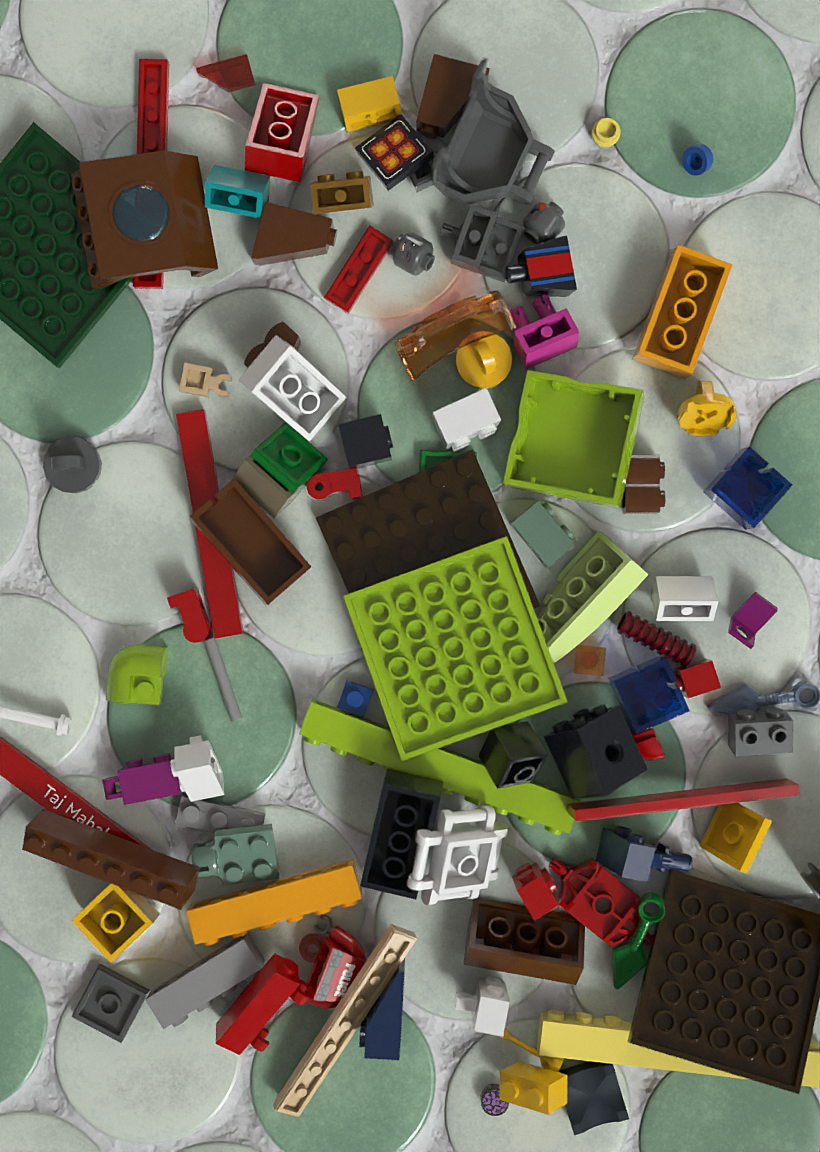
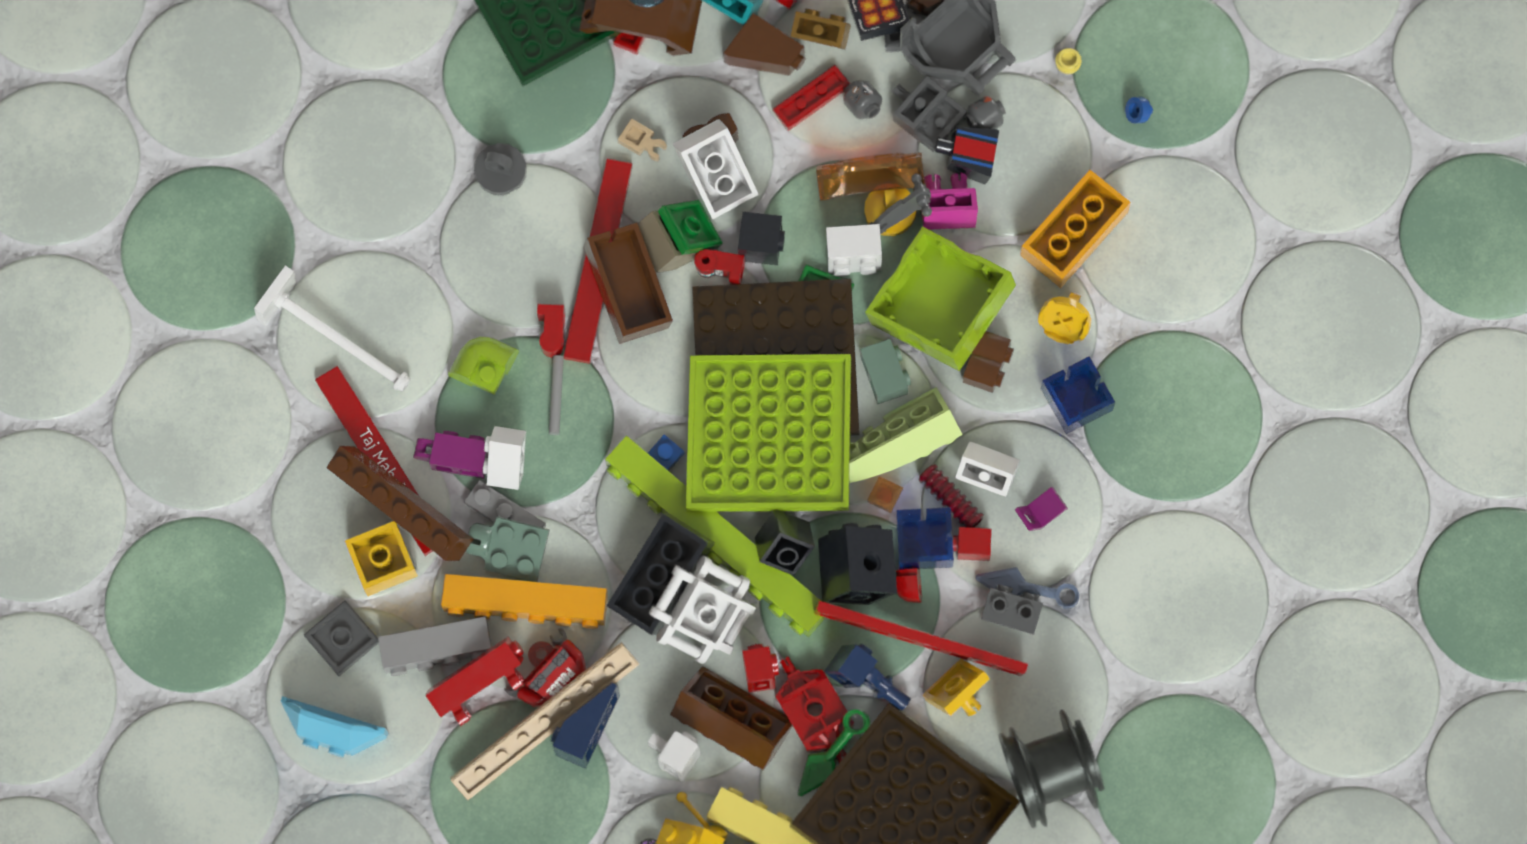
camera: 20 degrees right, 15 degrees down
(134, 1101) = (331, 730): none -> medium azure wedge
(518, 345) = (903, 208): none -> dark grey piece

